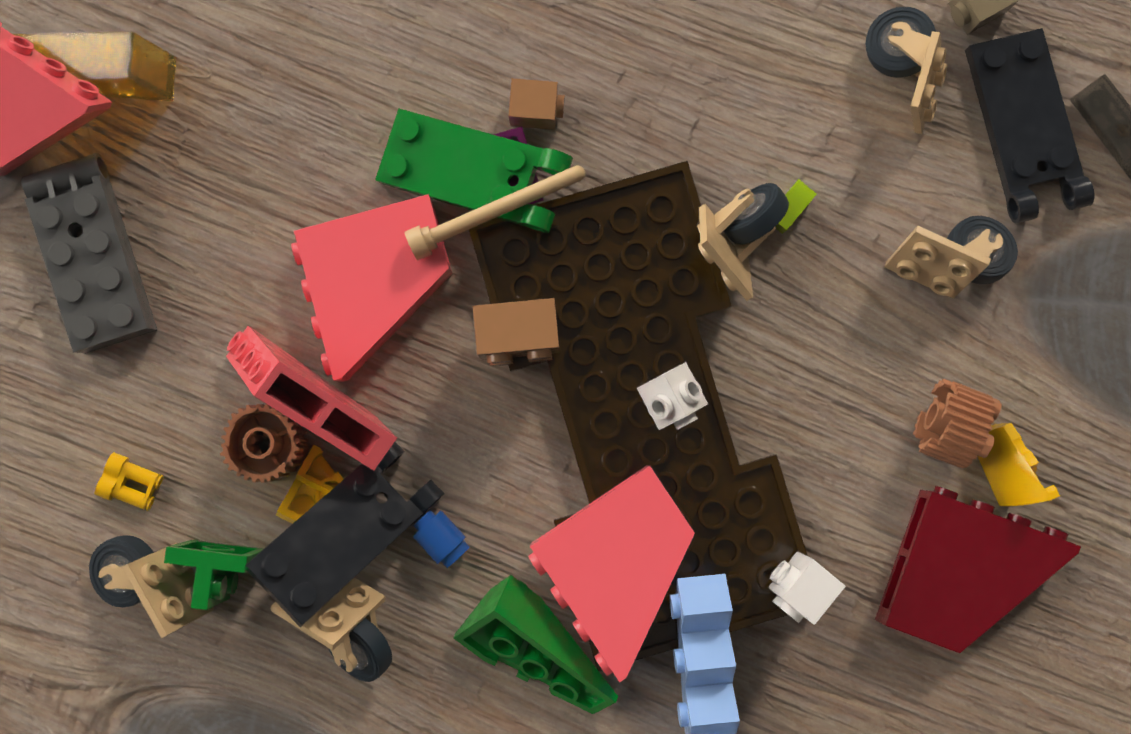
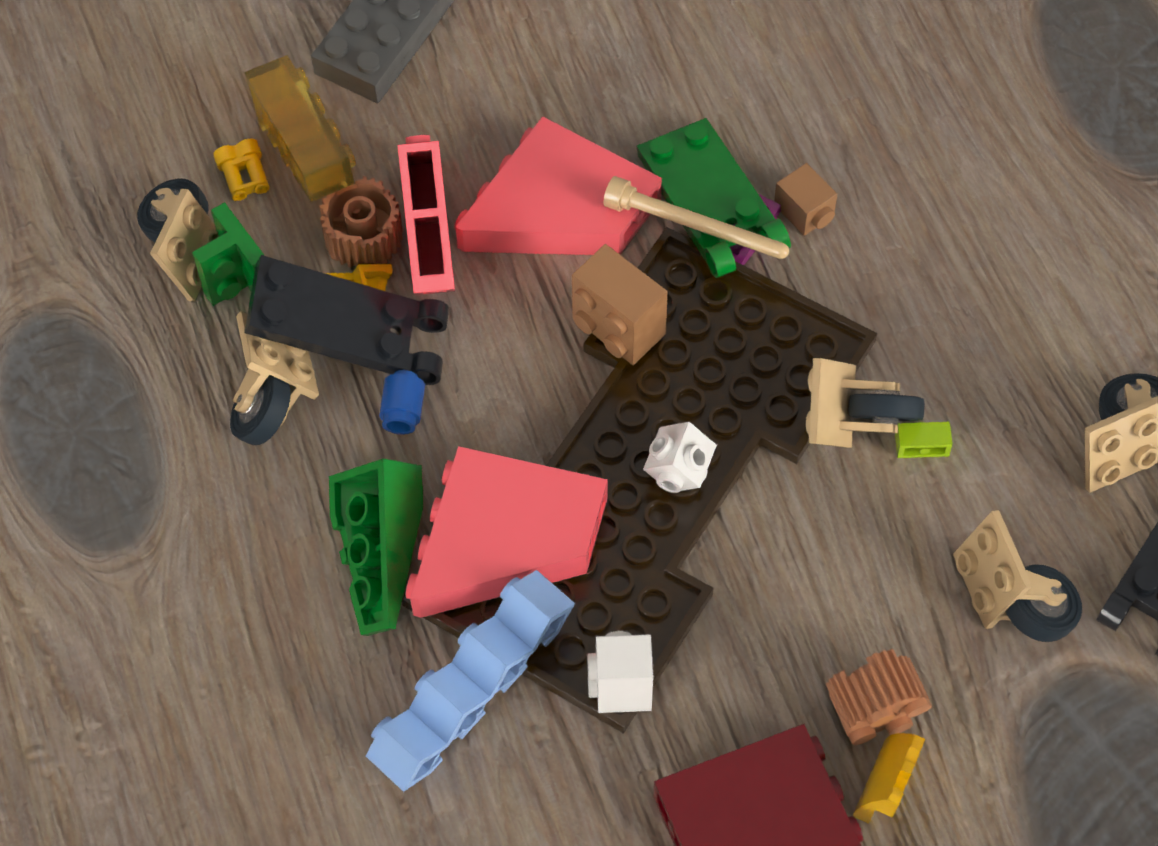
camera: 50 degrees right, 25 degrees down
(143, 428) = (299, 128): none -> clear yellow wedge

